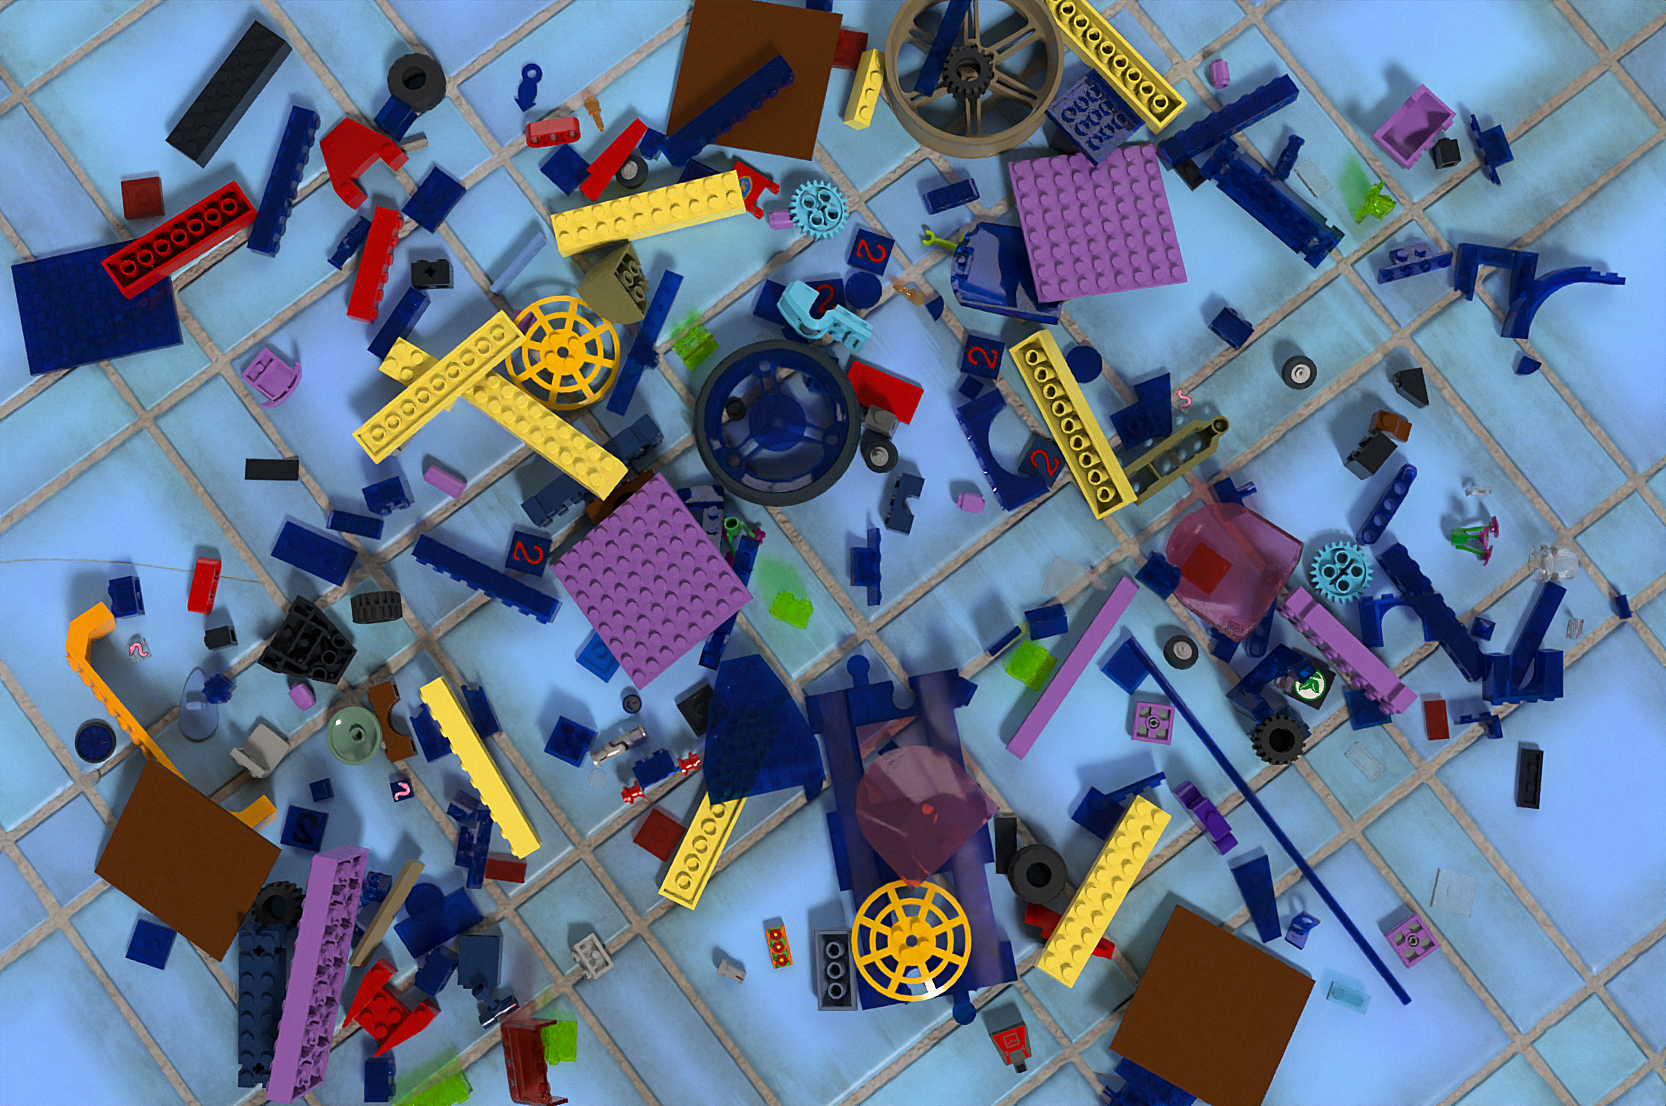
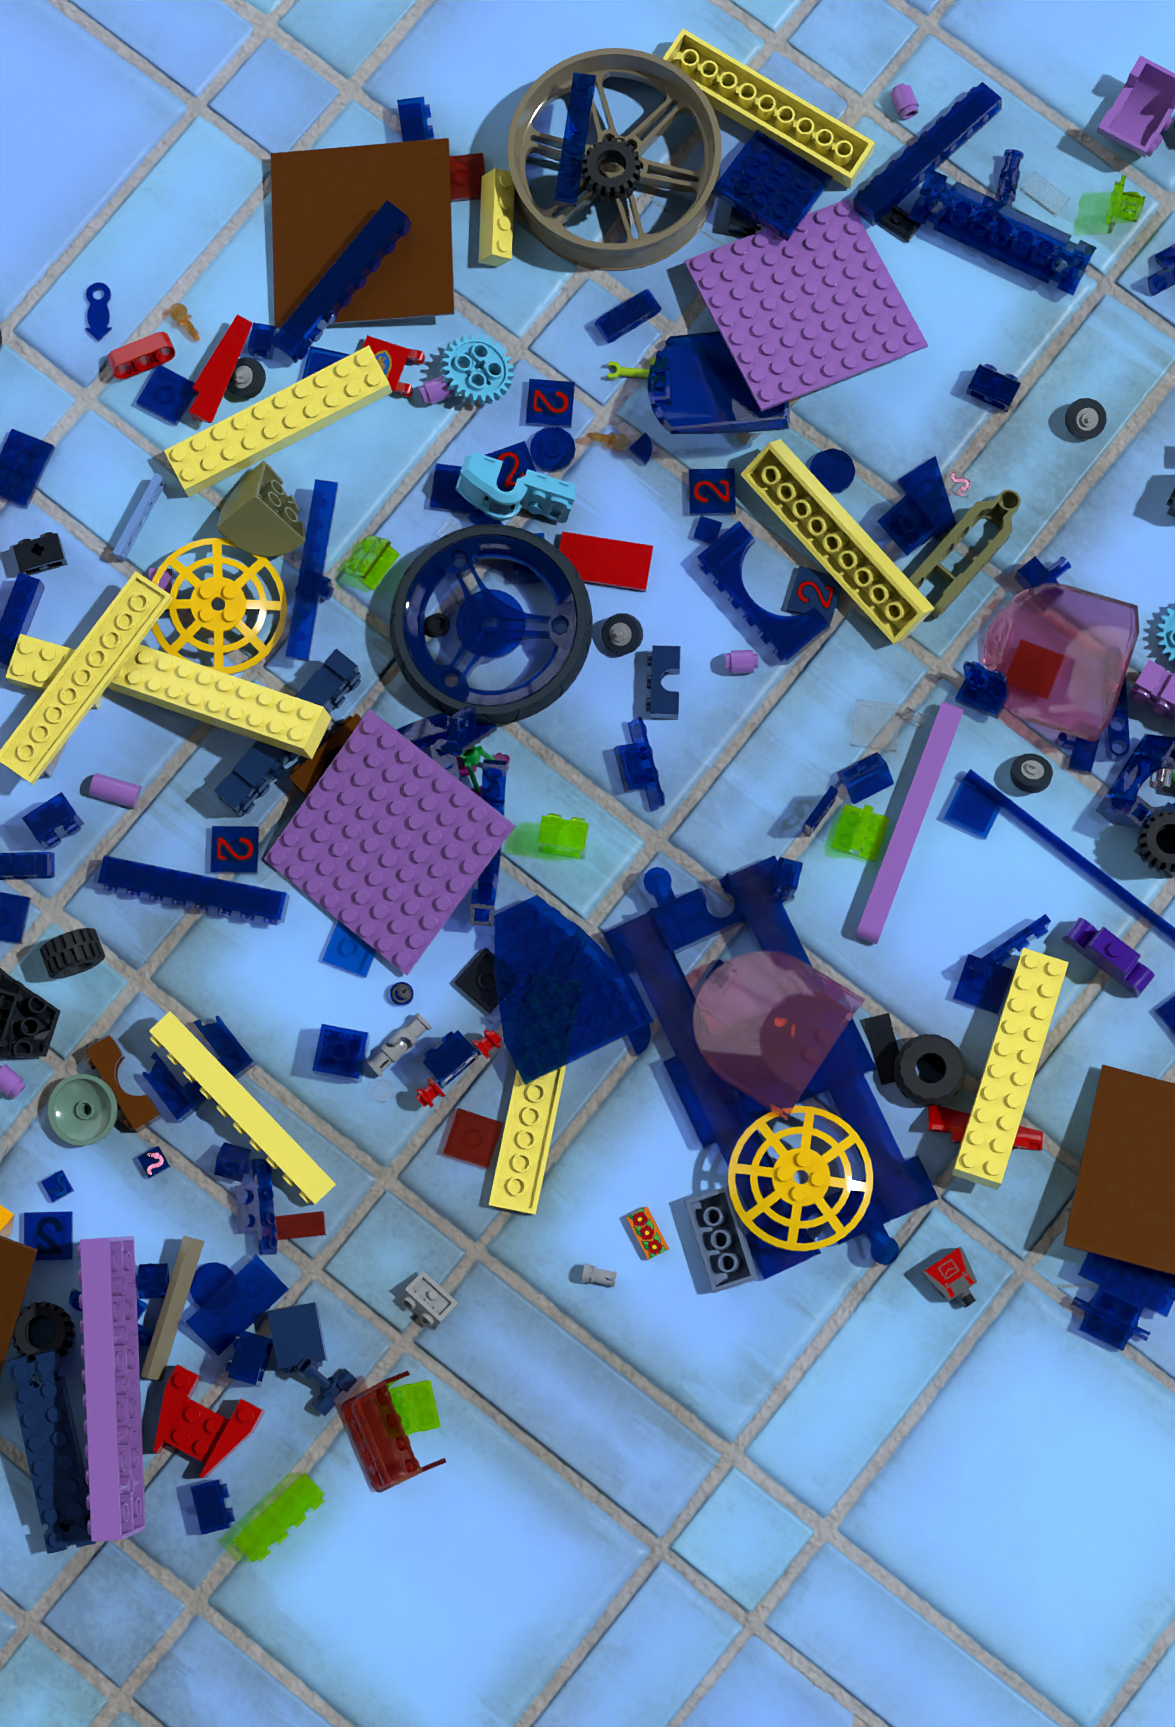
camera: 10 degrees left, 5 degrees down
(733, 509) = (465, 732): none -> clear blue bracket
(880, 421) = (611, 594): dark grey torso -> none
(1153, 723) = (1020, 863): medium lavender piece -> none

